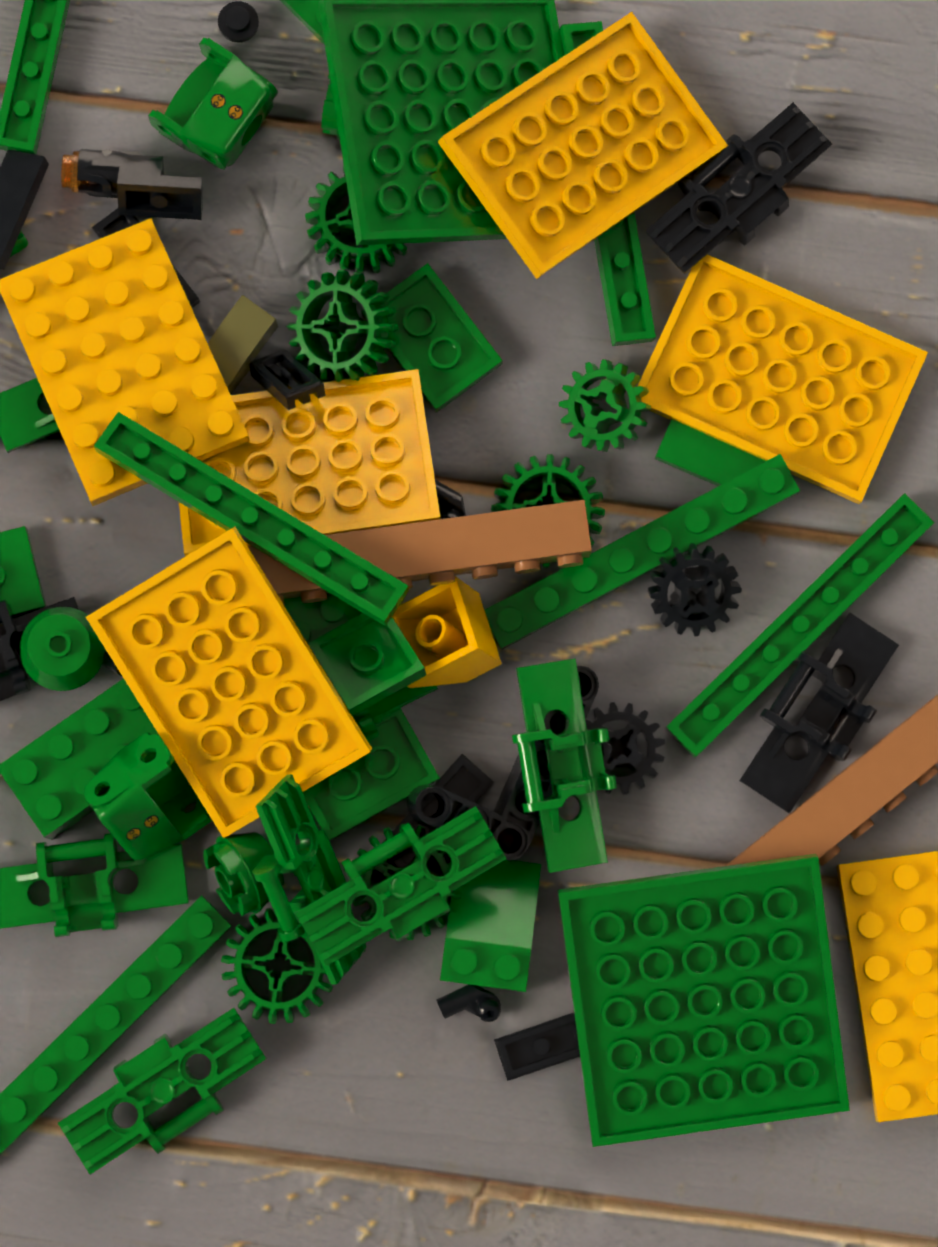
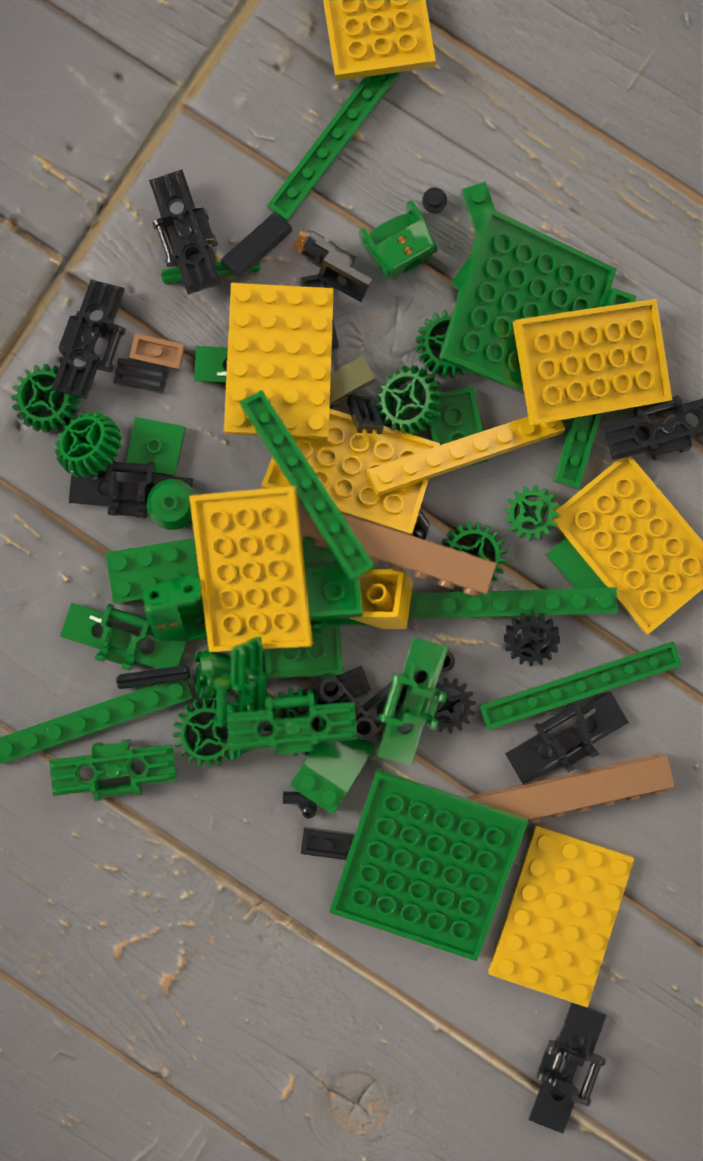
camera: 30 degrees right, 5 degrees up
(156, 922) = (153, 677): none -> black axle
(456, 368) = (460, 453): none -> yellow plate

